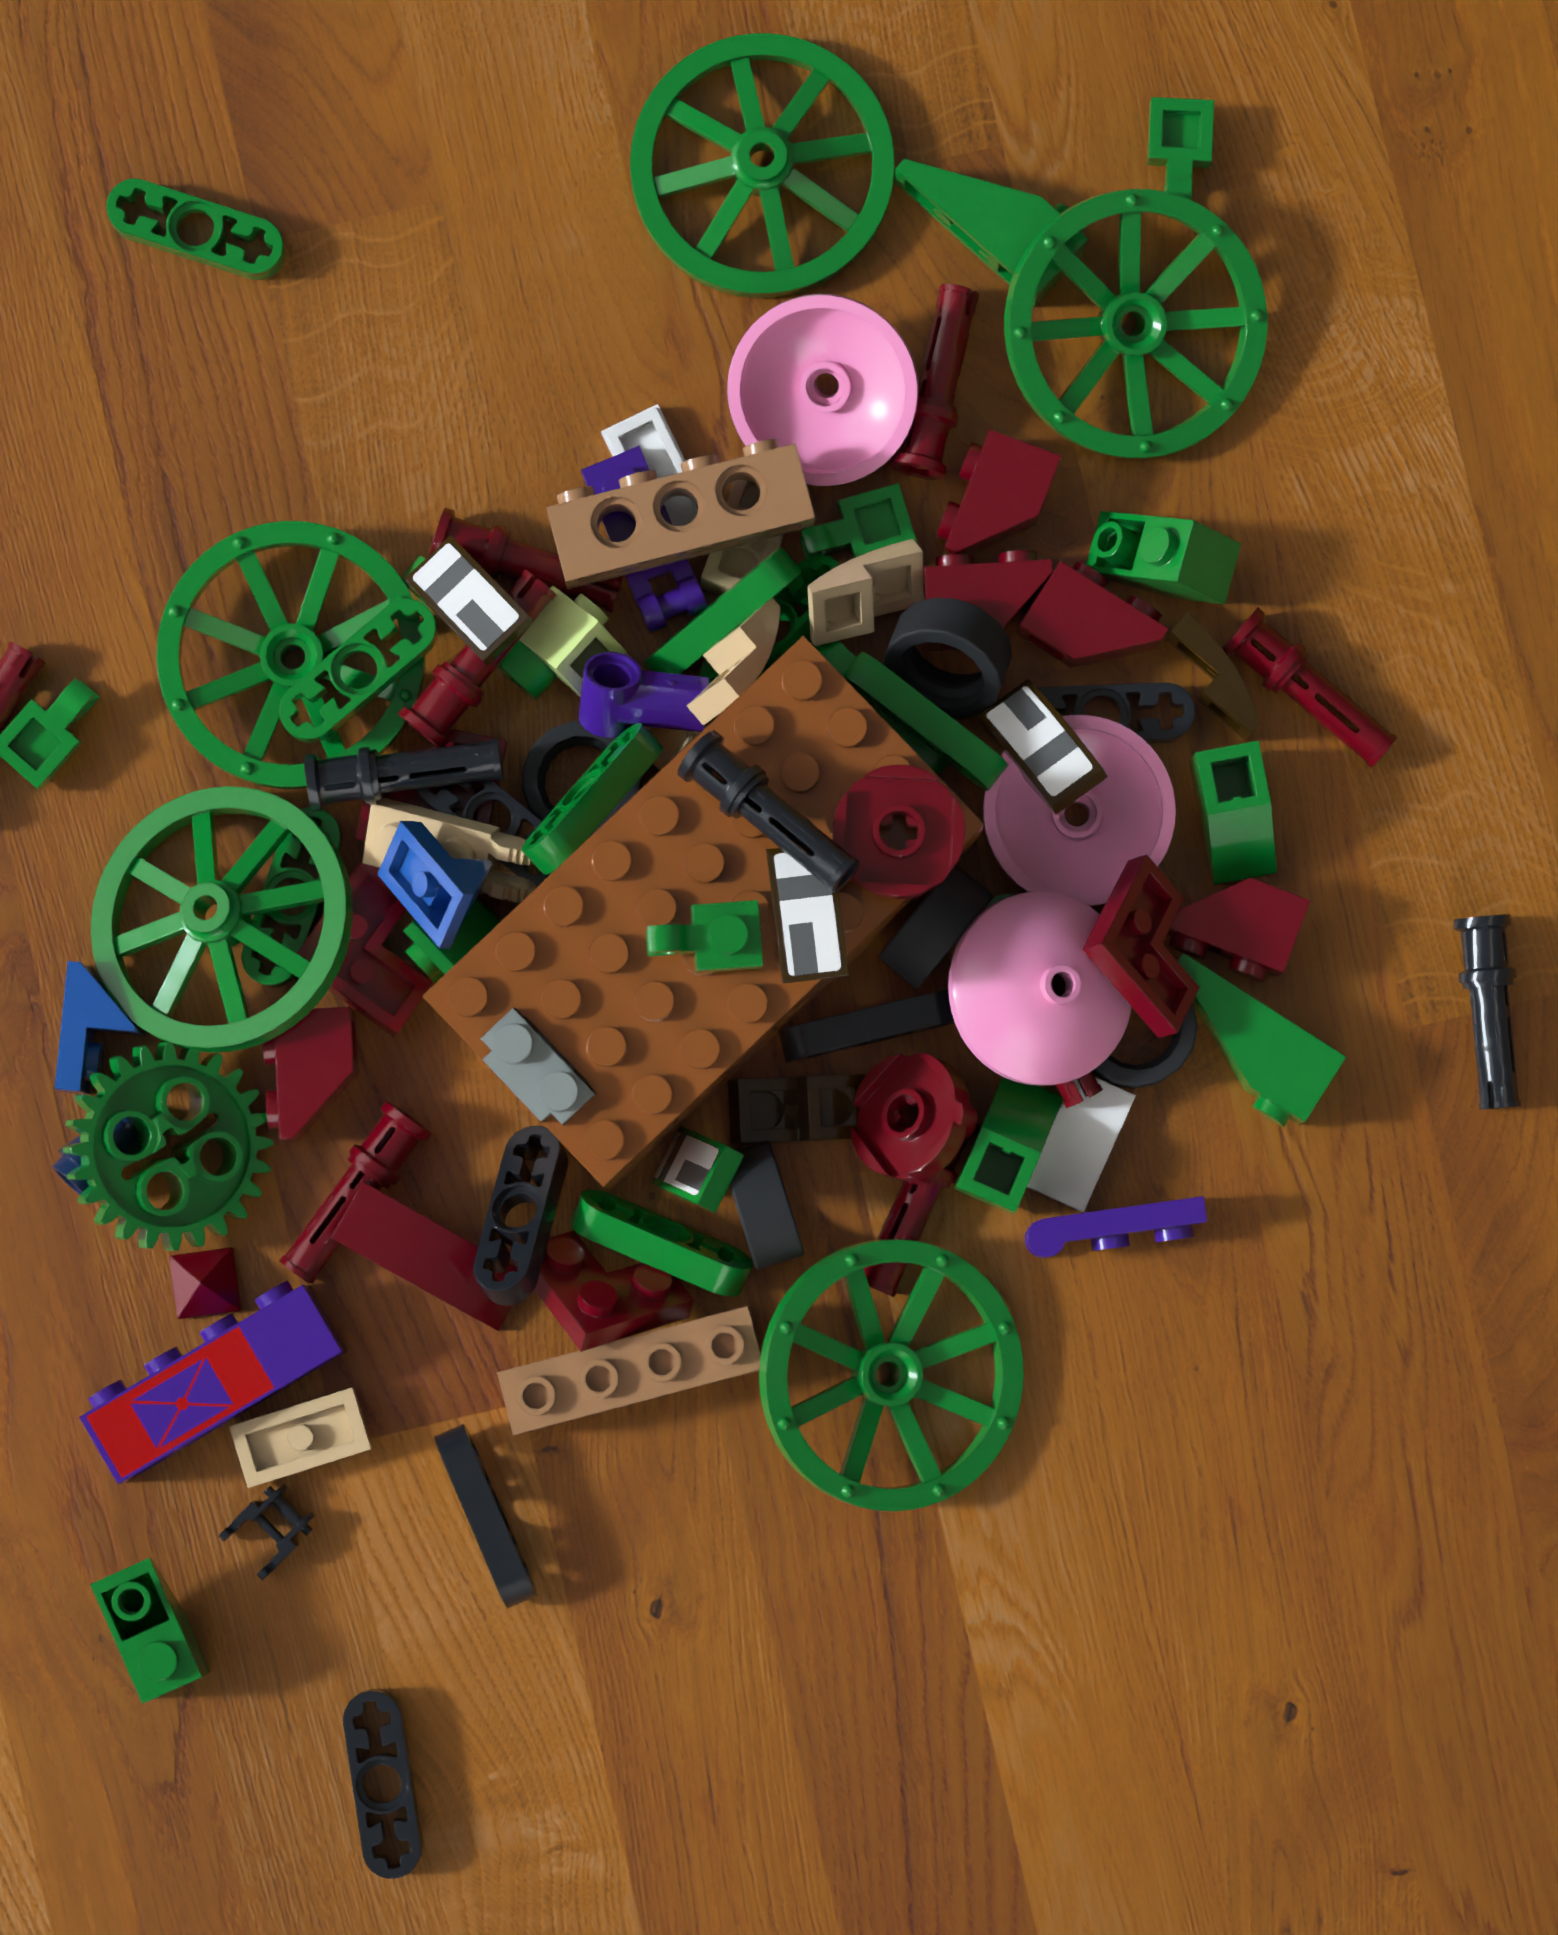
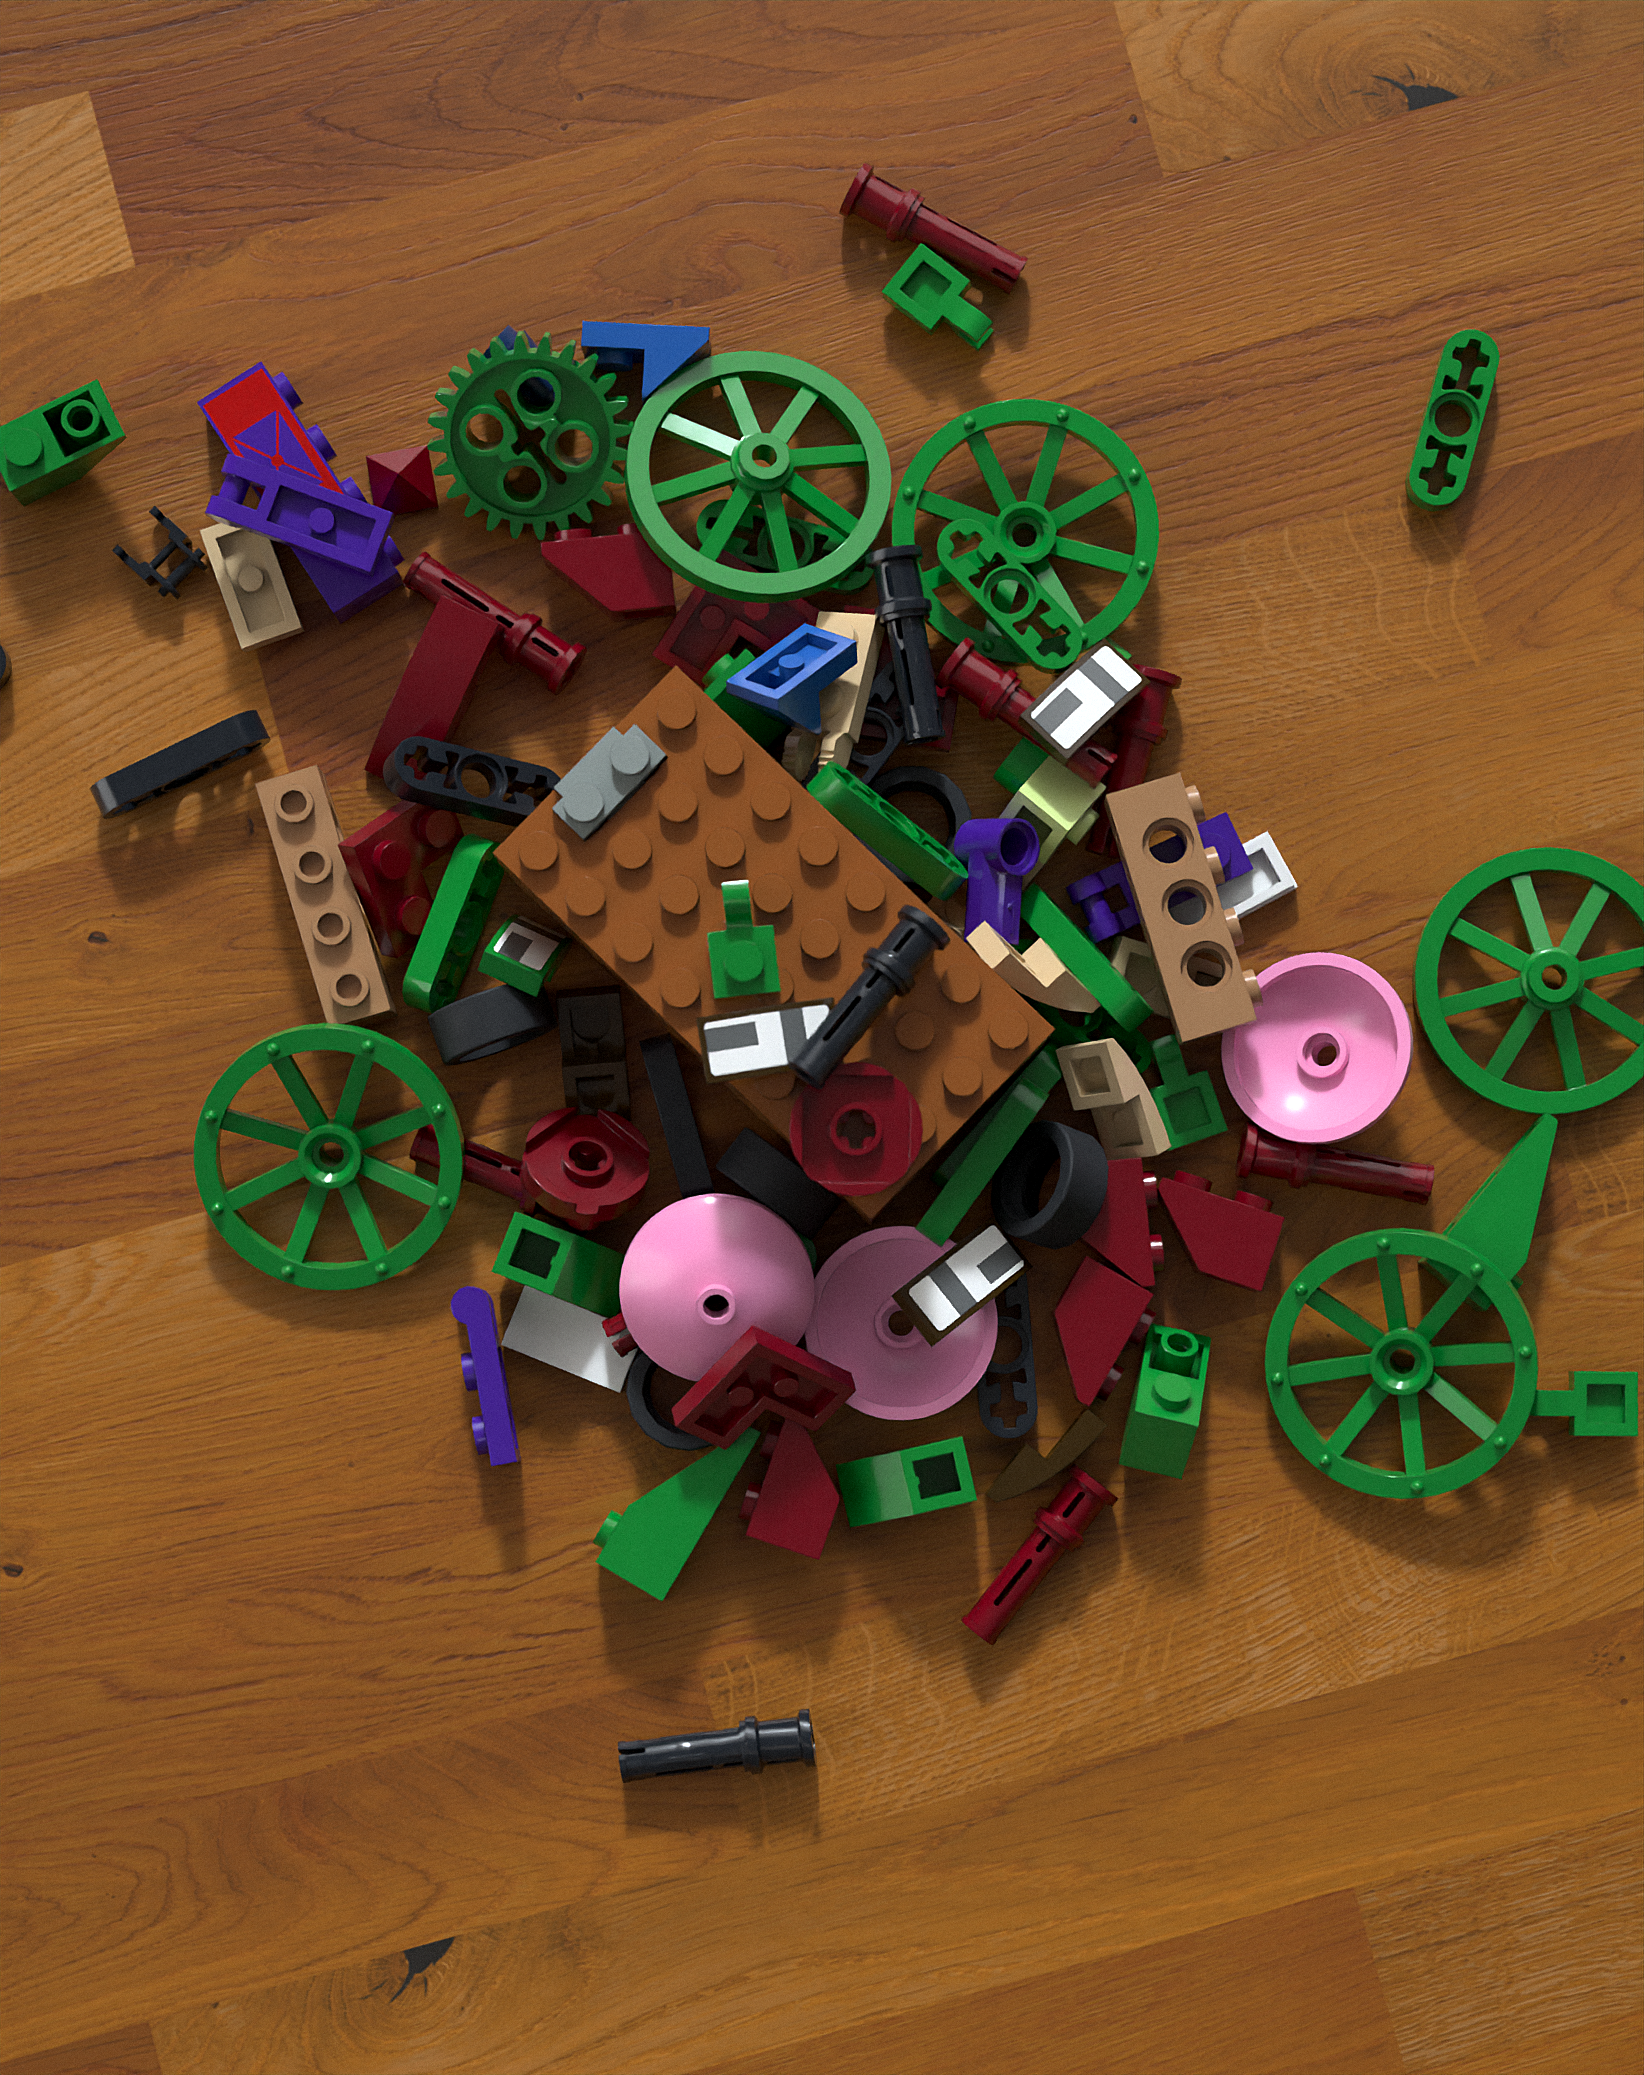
camera: 90 degrees right, 0 degrees up
(242, 1377) = (302, 515): none -> dark purple plate

